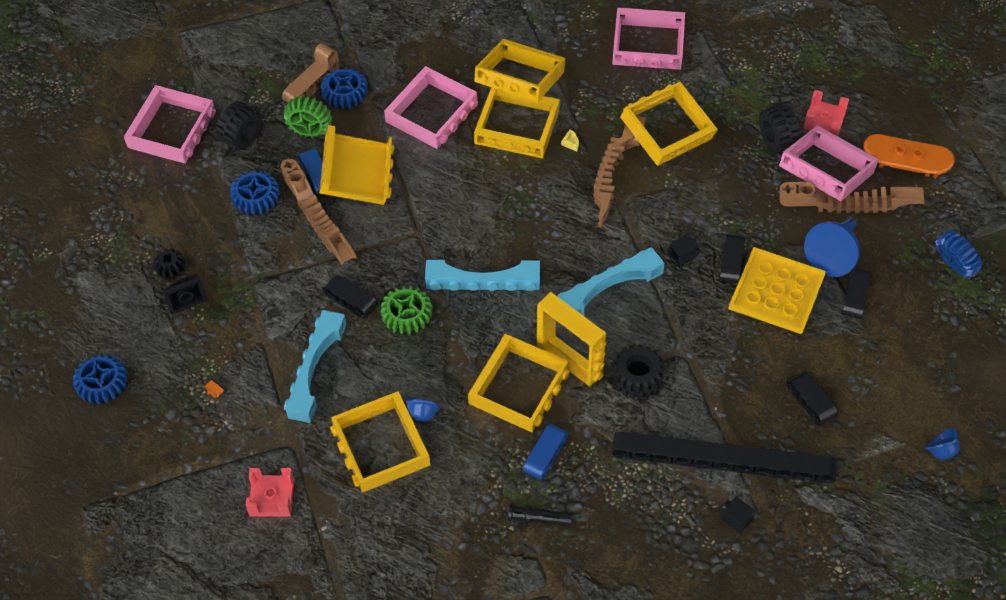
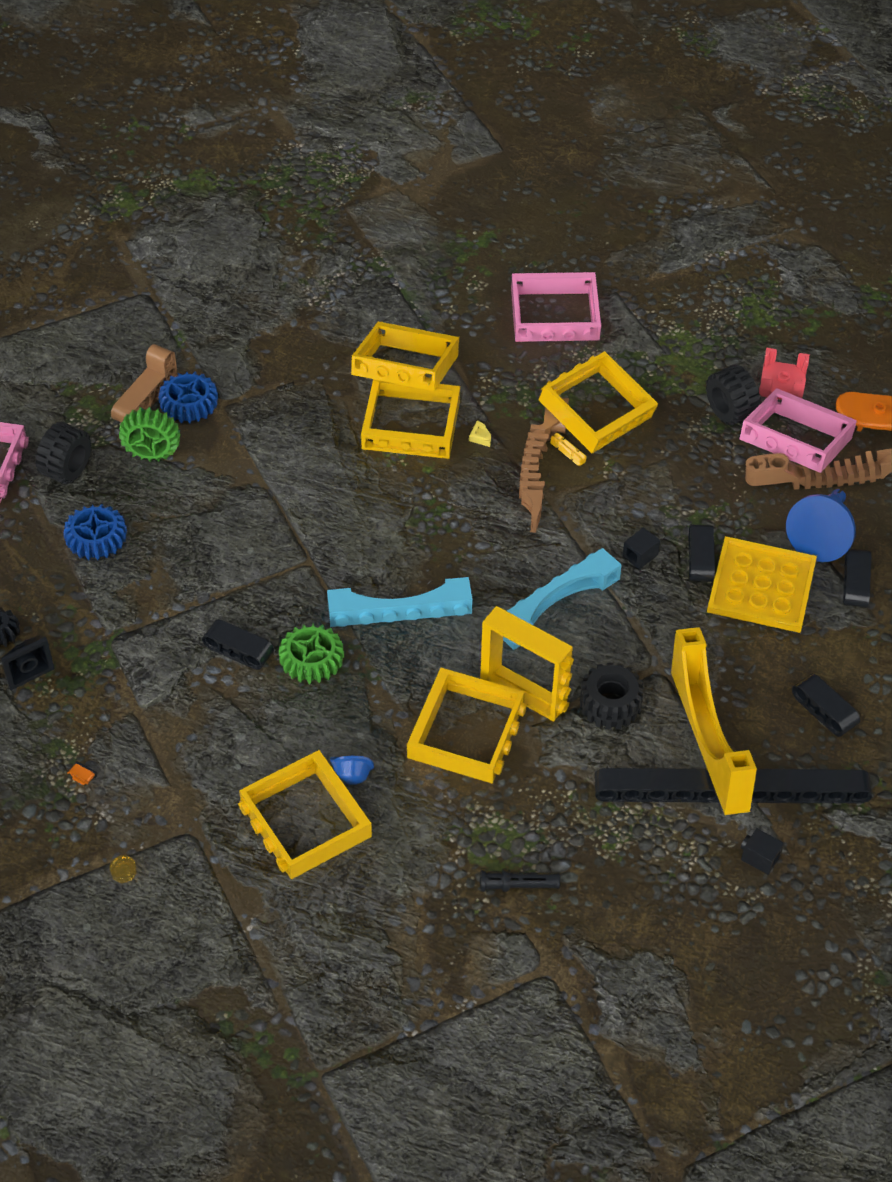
camera: 10 degrees left, 5 degrees down
(233, 469) = (123, 869): none -> clear yellow tile
(270, 493) = (175, 893): coral panel -> none
(312, 167) = (168, 500): blue beam -> none
(326, 230) = (197, 570): medium nougat piece -> none
(328, 329) = (197, 778): medium azure arch -> none
(356, 168) = (220, 490): yellow panel -> none
(413, 89) = (313, 381): bright pink window -> none
(545, 451) = (513, 803): blue beam -> none
(639, 160) = (568, 449): none -> yellow axle
(719, 446) = (730, 771): none -> yellow arch

